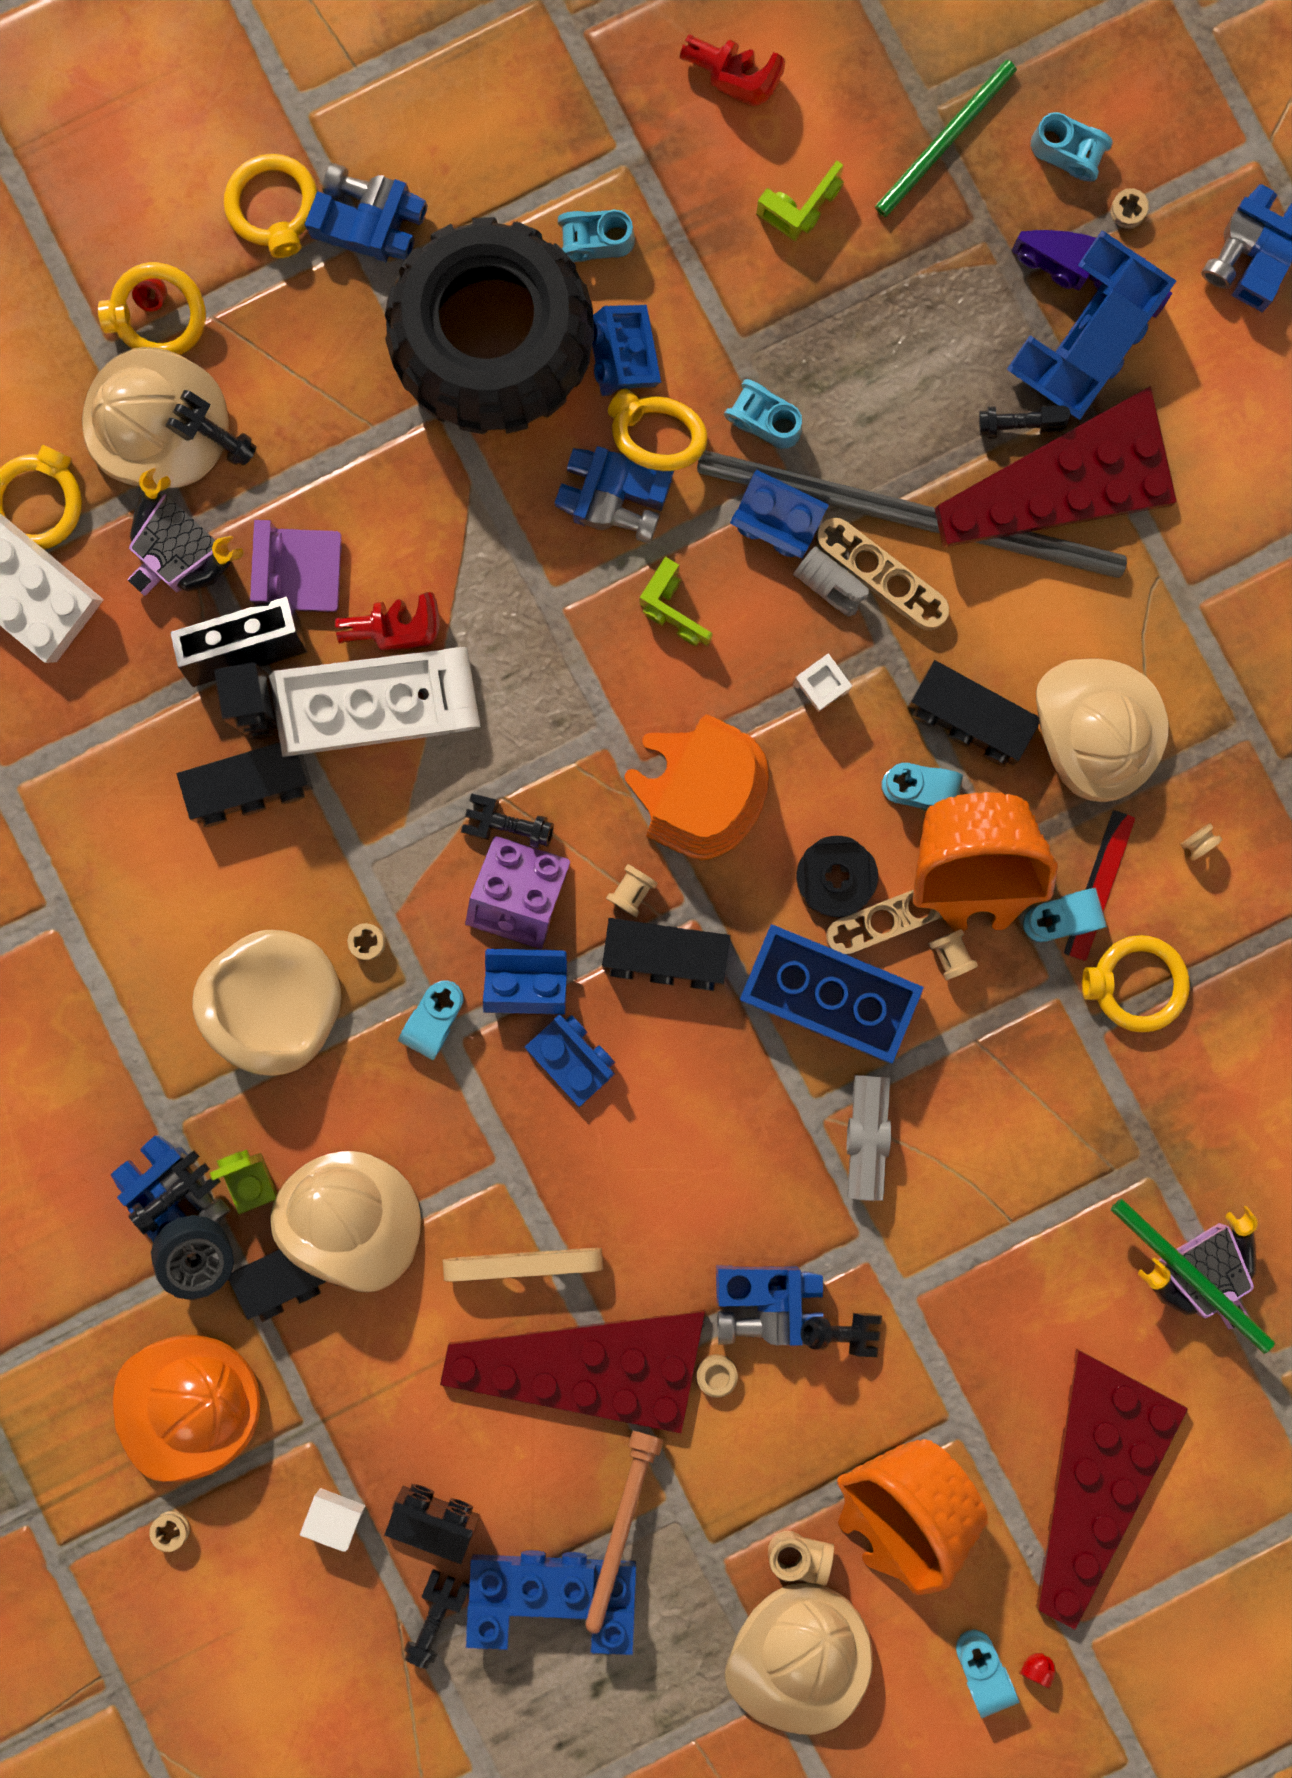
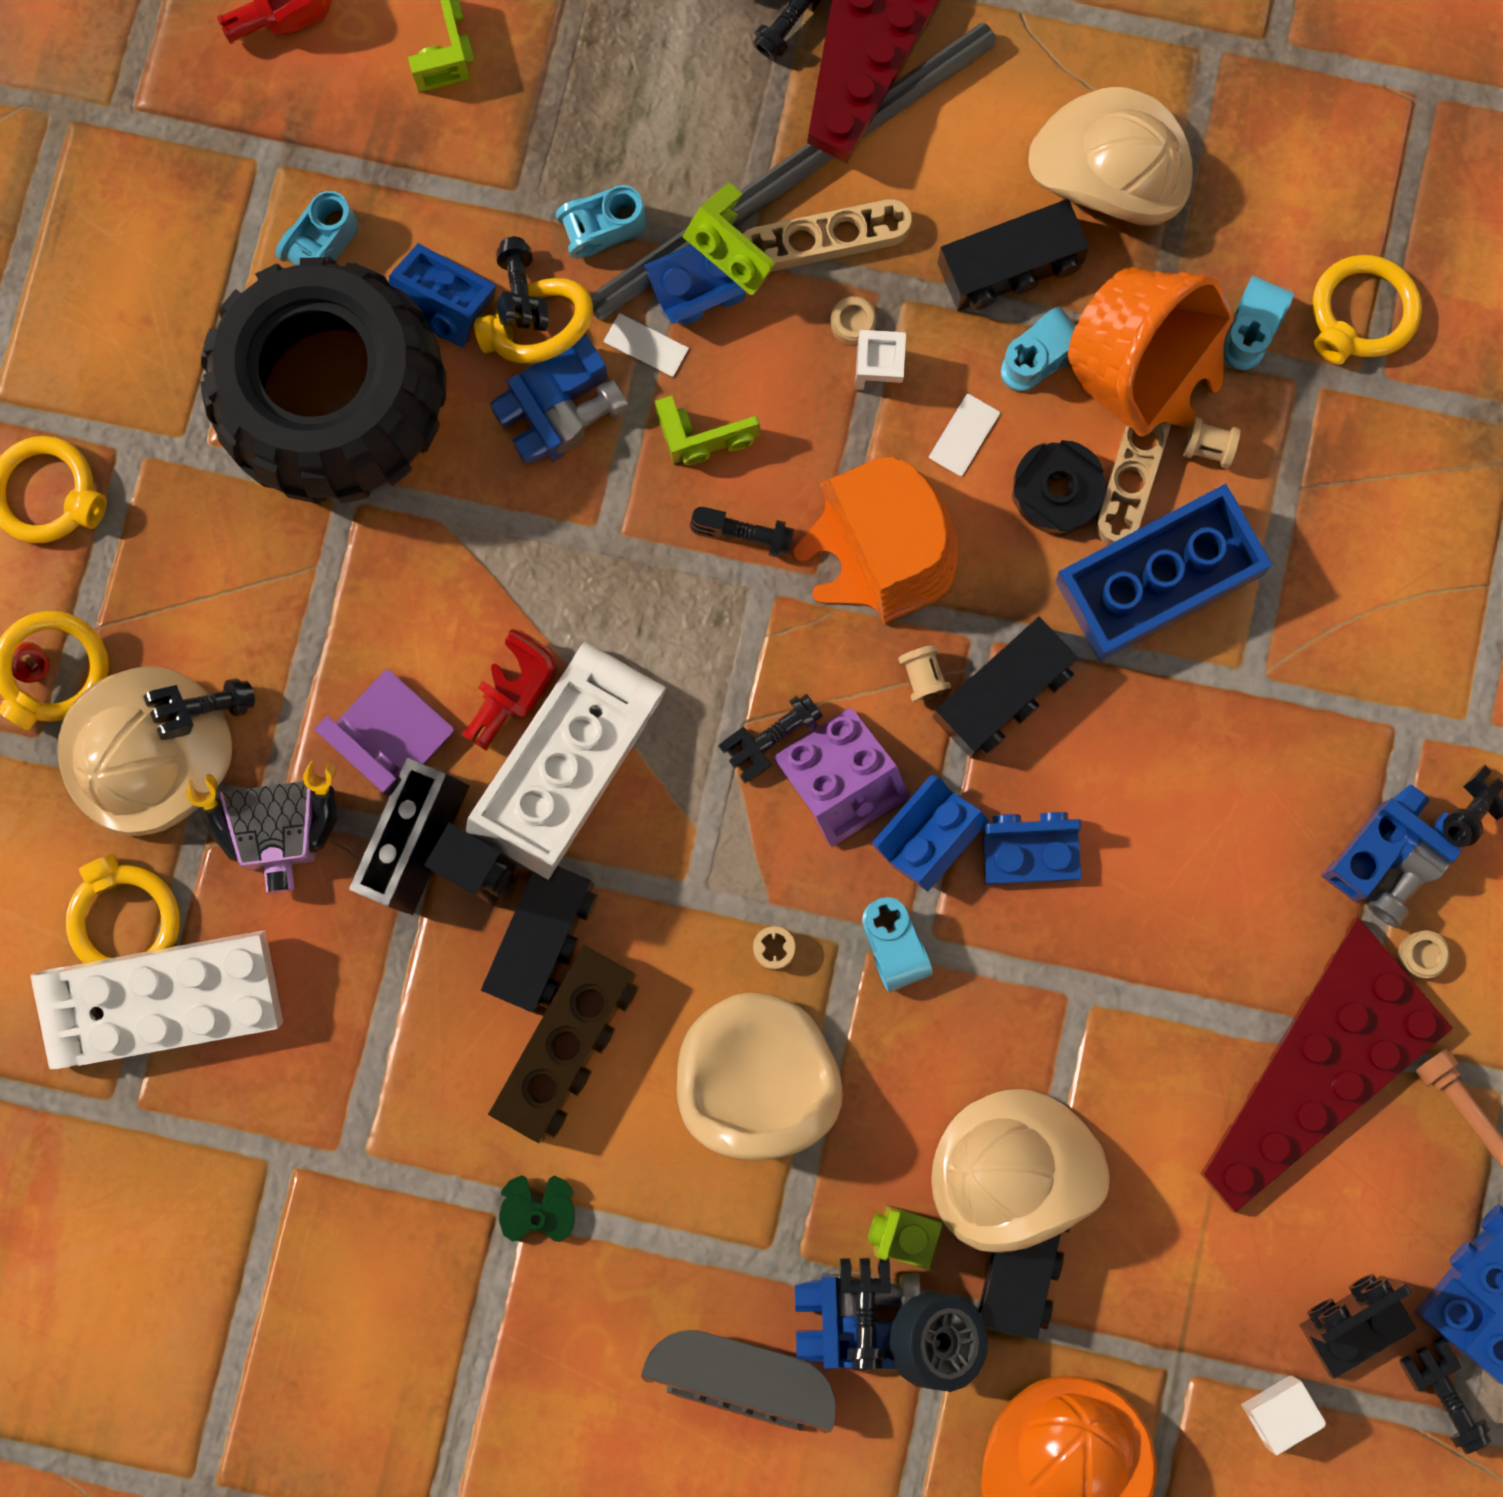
camera: 50 degrees left, 5 degrees down
(69, 1150) = (742, 1380): none -> dark grey brick
(75, 941) = (552, 1216): none -> dark green piece
(125, 858) = (516, 1103): none -> dark brown brick
(375, 223) = (141, 419): blue hips -> none
(523, 1264) = (1184, 1046): tan beam -> none
(643, 717) = (713, 524): none -> black hinge
(693, 377) = (514, 257): none -> black hinge
(707, 516) = (645, 344): none -> white sticker
(808, 504) = (724, 245): none -> lime bracket
(822, 782) = (964, 434): none -> white sticker
(831, 582) = (798, 282): light grey hinge -> none
(840, 641) = (850, 317): none -> tan tile
(868, 1137) = (1316, 646): light grey piece -> none
(1103, 875) = (1242, 263): red sticker -> none
(1201, 842) = (1284, 157): tan bush -> none

